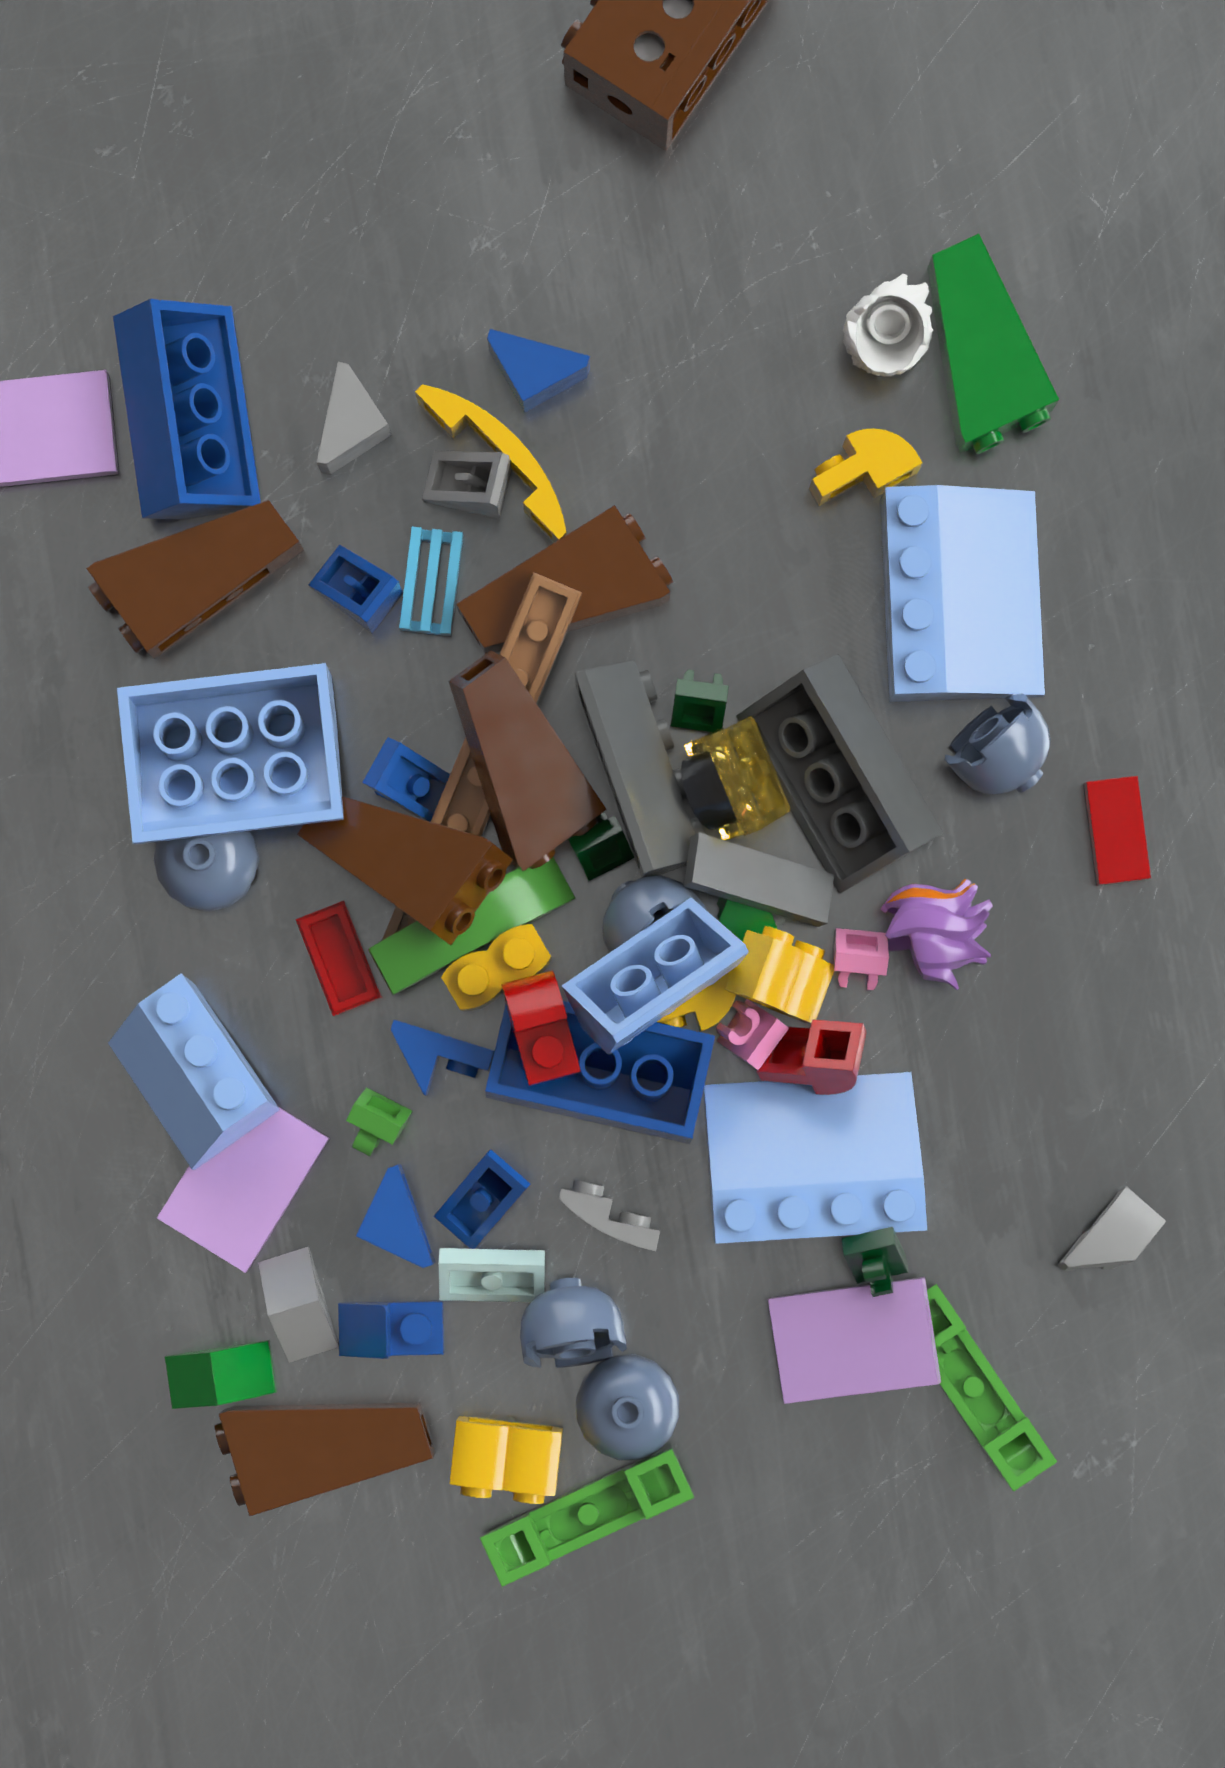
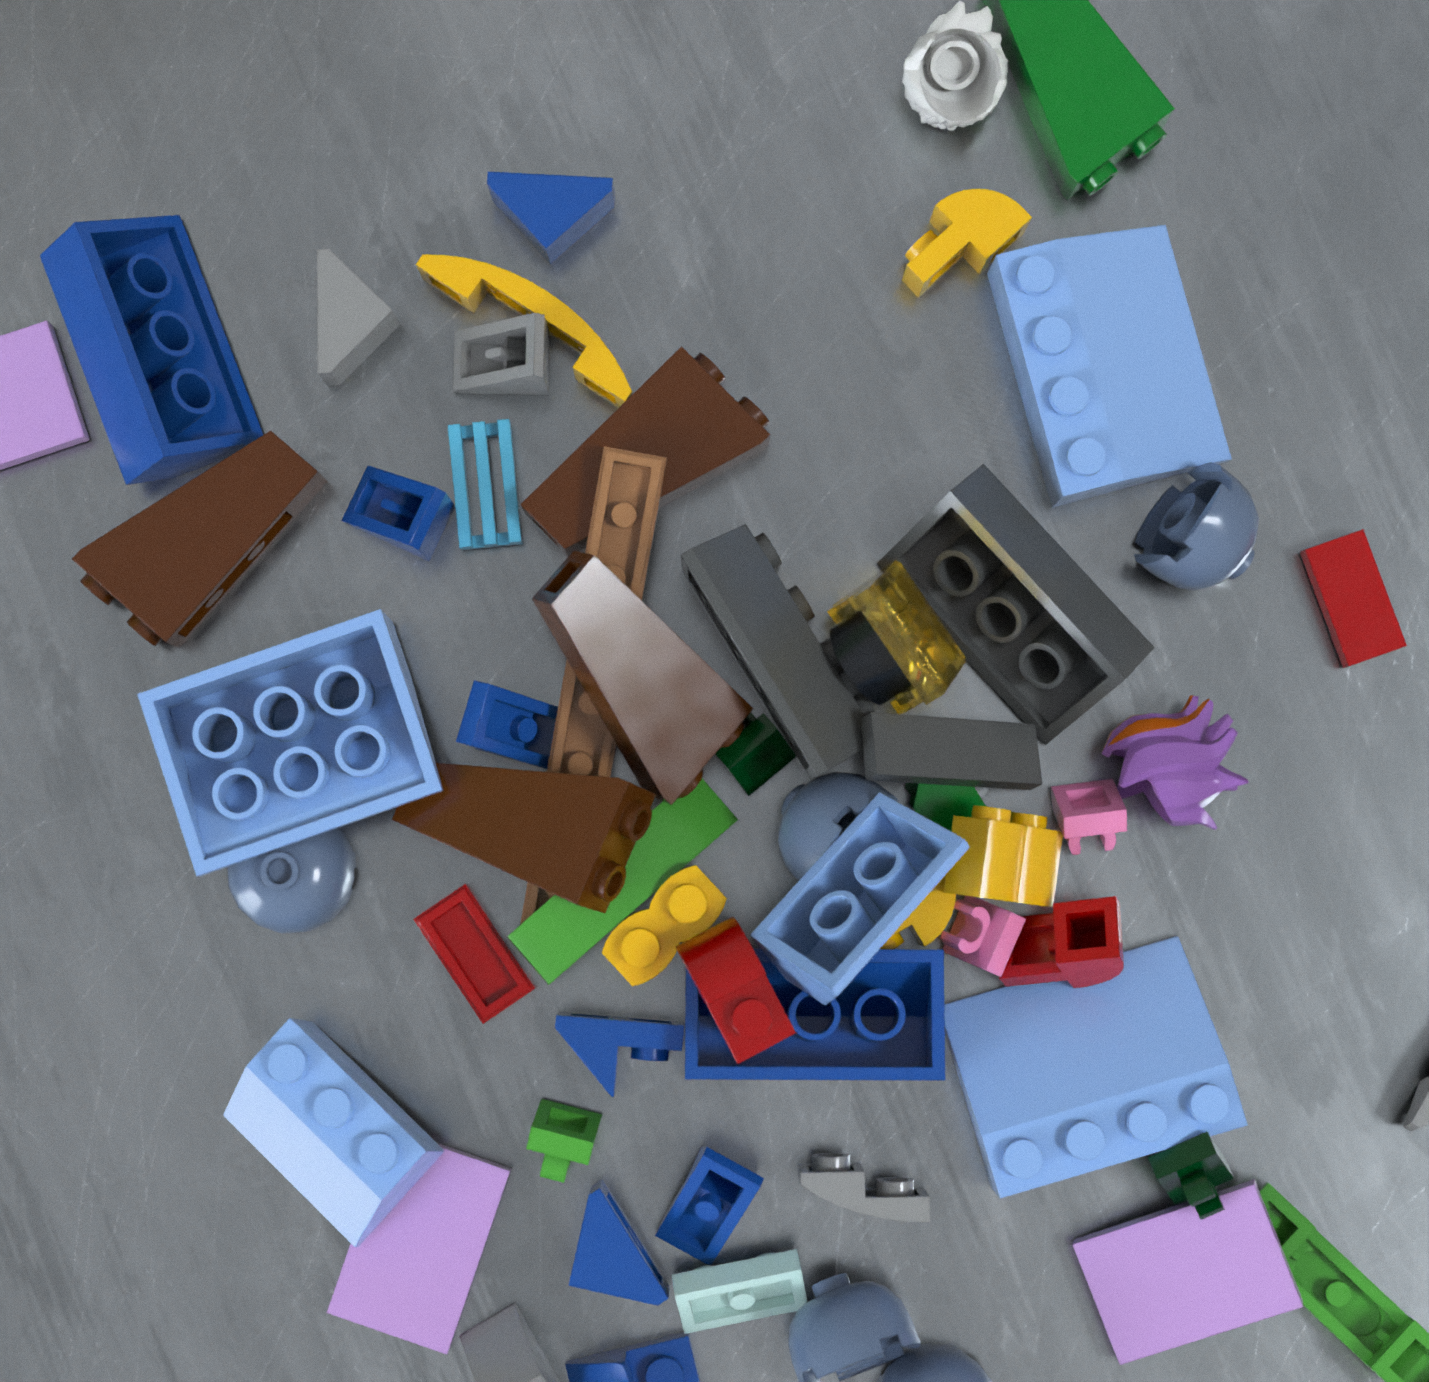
camera: 15 degrees left, 0 degrees up
(699, 703) = (833, 558): dark green tile -> none

